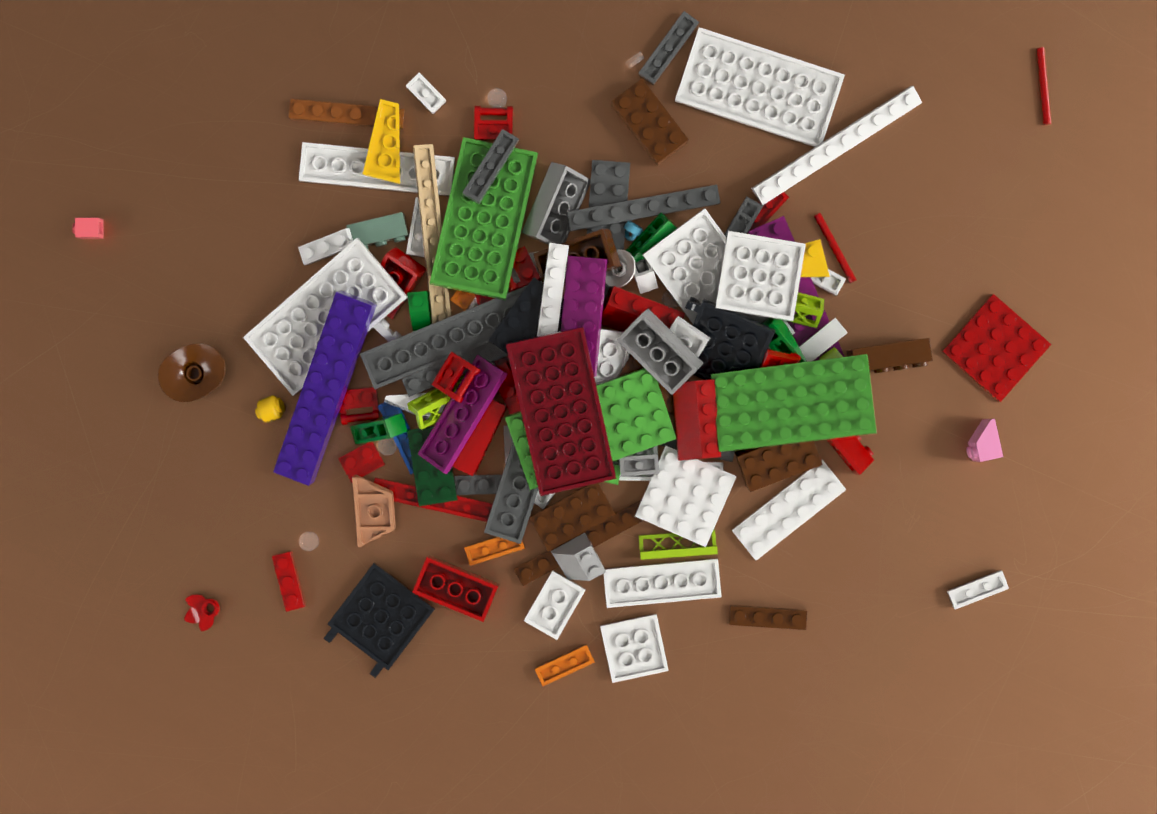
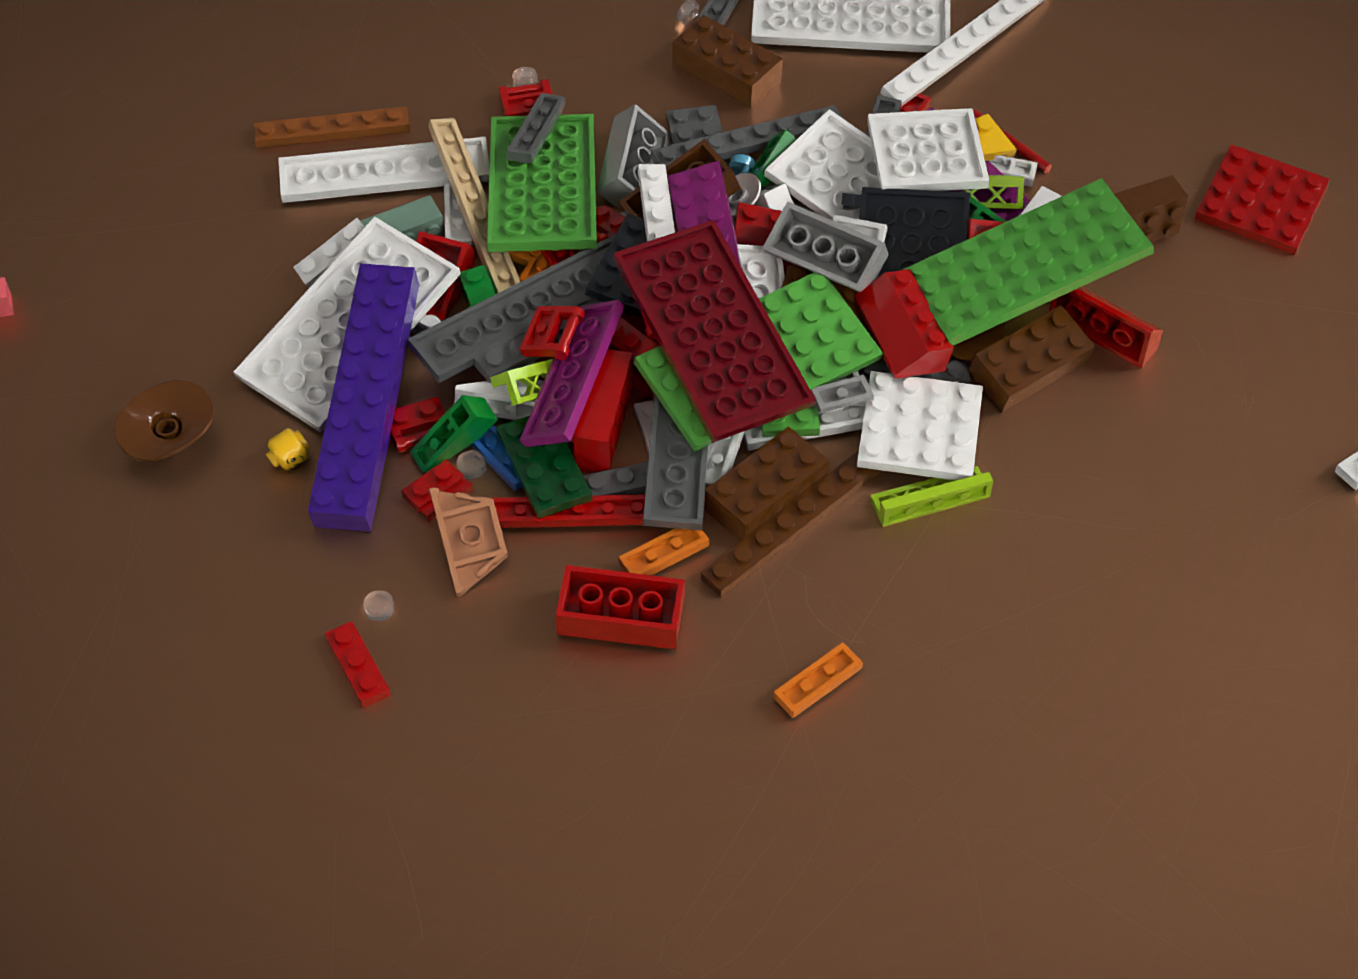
camera: 15 degrees left, 35 degrees down
(199, 611) = (221, 732): red plate -> none
(380, 617) = (512, 679): black plate -> none
(384, 147) = (390, 135): yellow wing -> none
(426, 93) = (431, 87): white plate -> none
(554, 605) = (776, 604): white plate -> none
(579, 559) = (794, 529): light grey slope -> none
(634, 648) = (916, 634): white plate -> none
(662, 583) = (926, 543): white plate -> none
(768, 617) = (1097, 557): reddish brown plate -> none
(788, 510) = (1070, 424): white plate -> none
(985, 442) = (1303, 284): bright pink slope -> none

